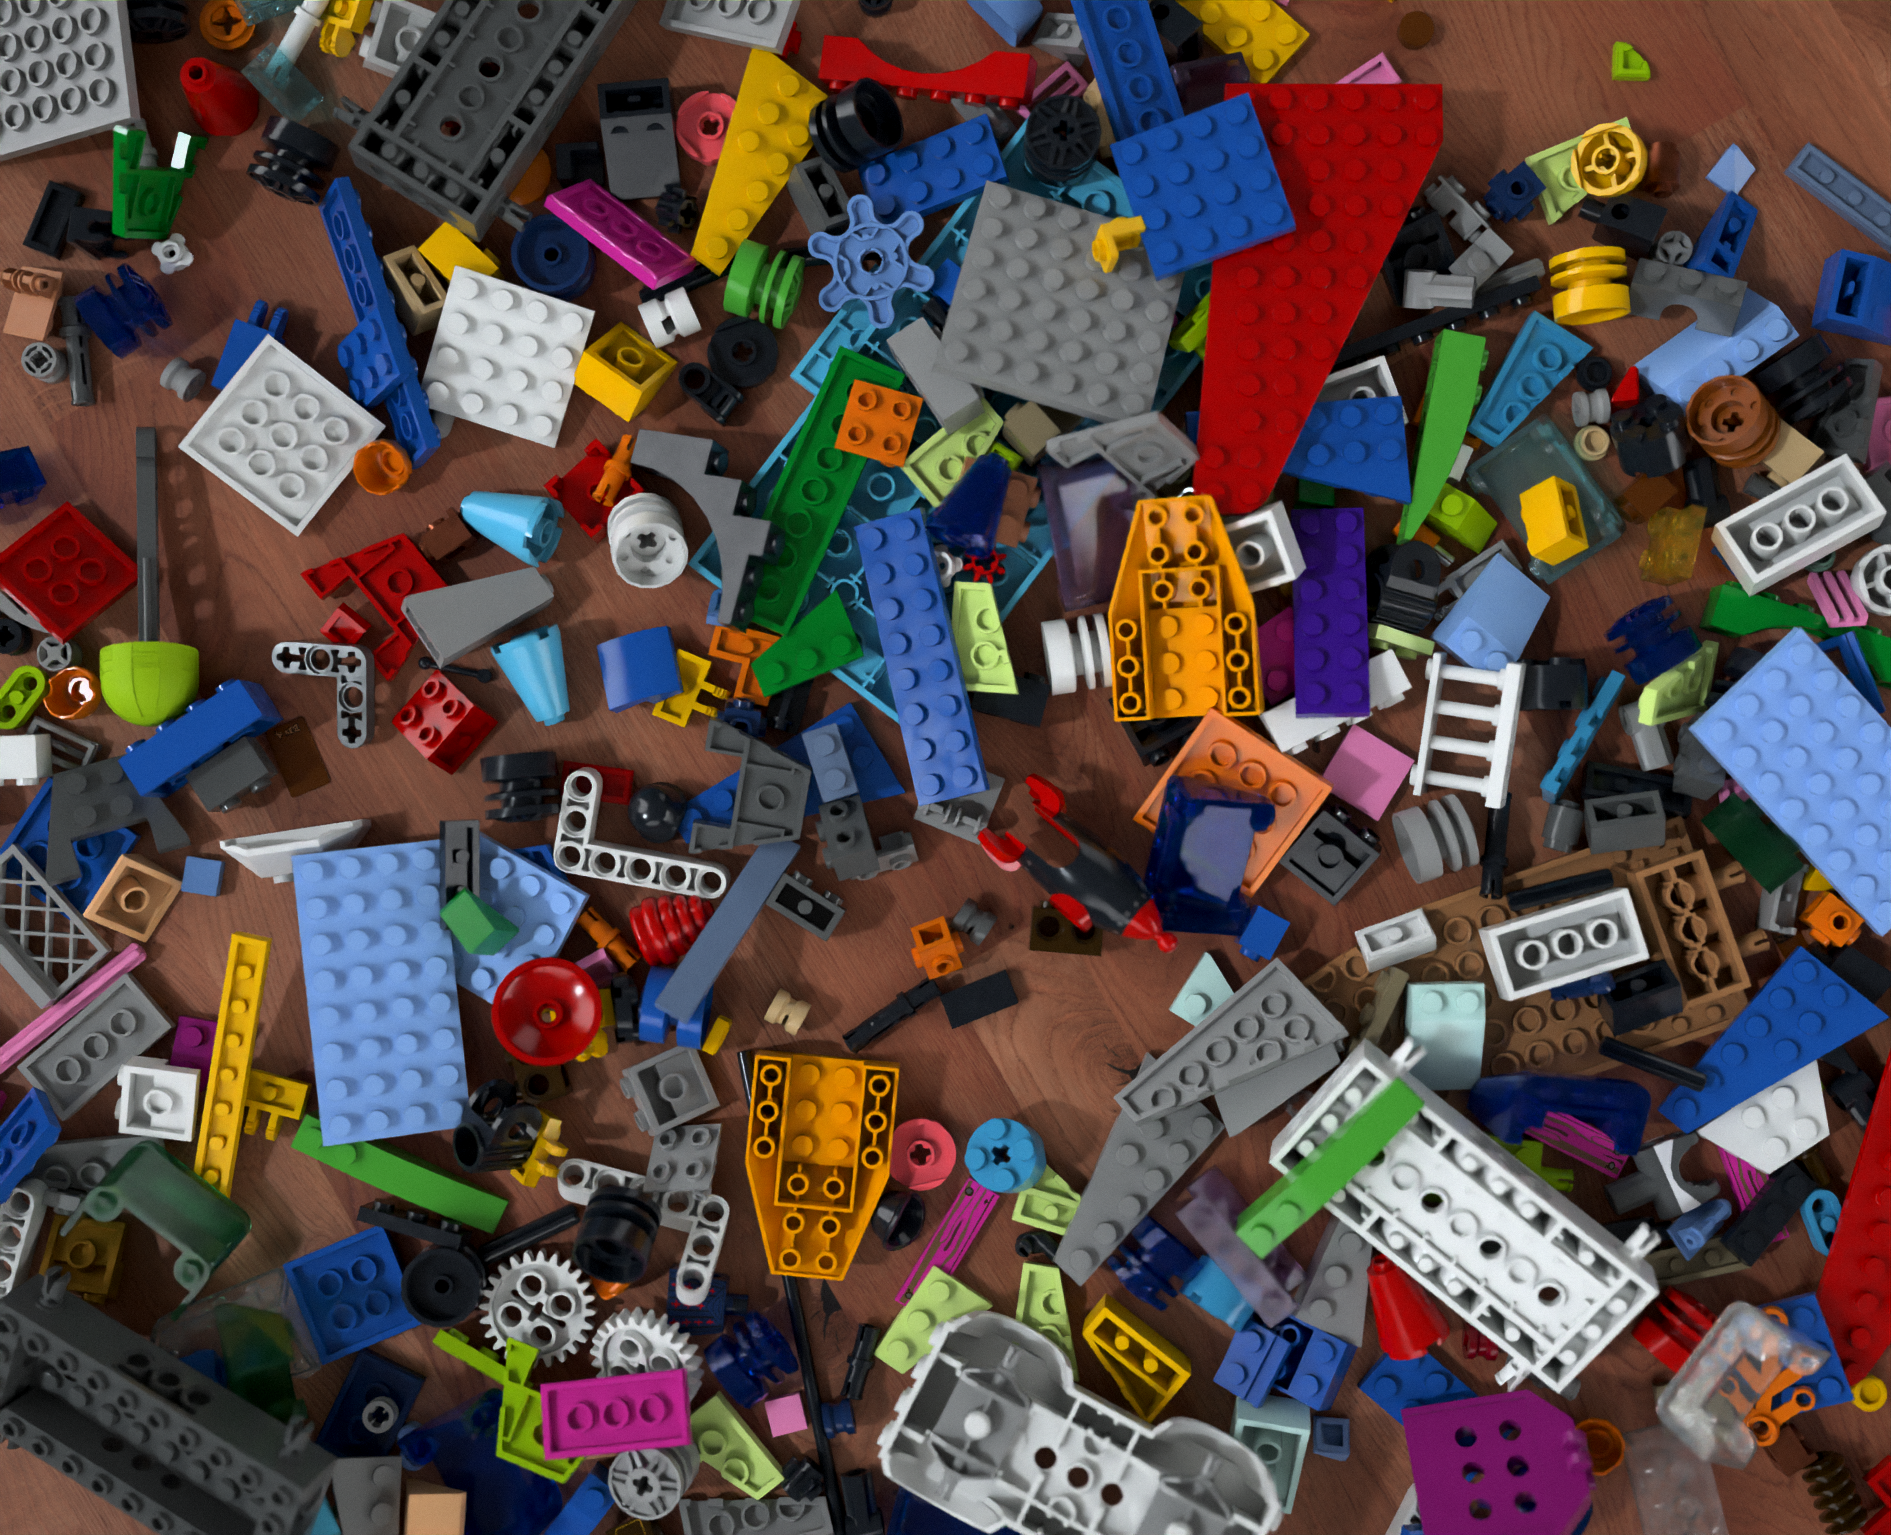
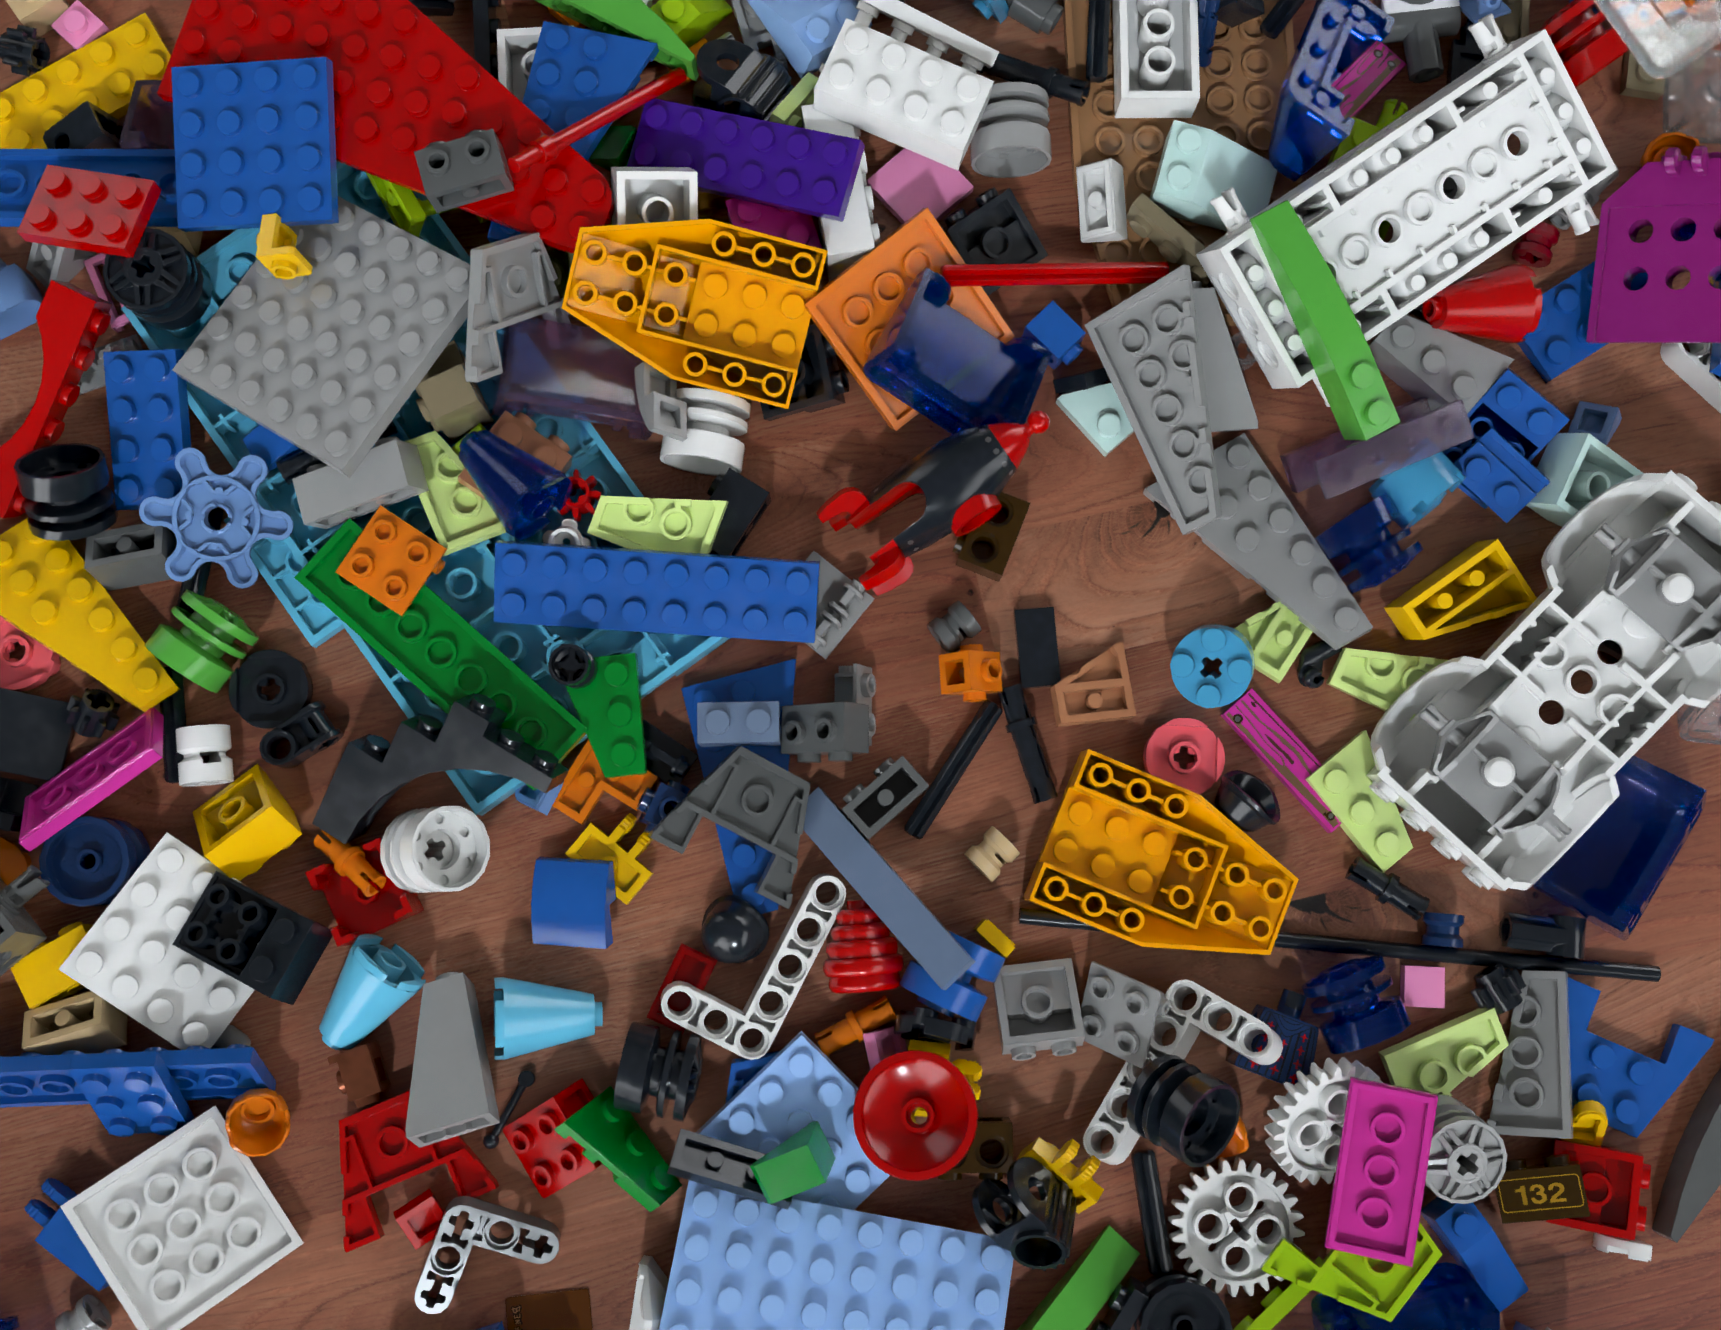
camera: 80 degrees left, 5 degrees down
(450, 776) = (623, 1148): none -> green wing
(529, 414) = (253, 938): none -> black slope
(832, 601) = (564, 664): none -> black wheel
(851, 957) = (953, 769): none -> black axle
(955, 1060) = (1095, 691): none -> nougat wing
(1084, 607) = (659, 404): none -> light grey slope
(1099, 66) = (89, 211): none -> red plate
(1228, 968) = (1080, 381): none -> black tile
(1231, 378) = (464, 170): none -> dark grey brick
(1273, 442) = (547, 147): none -> red bar
(1312, 918) = (1054, 273): none -> red axle
(1425, 735) = (902, 94): none -> white brick

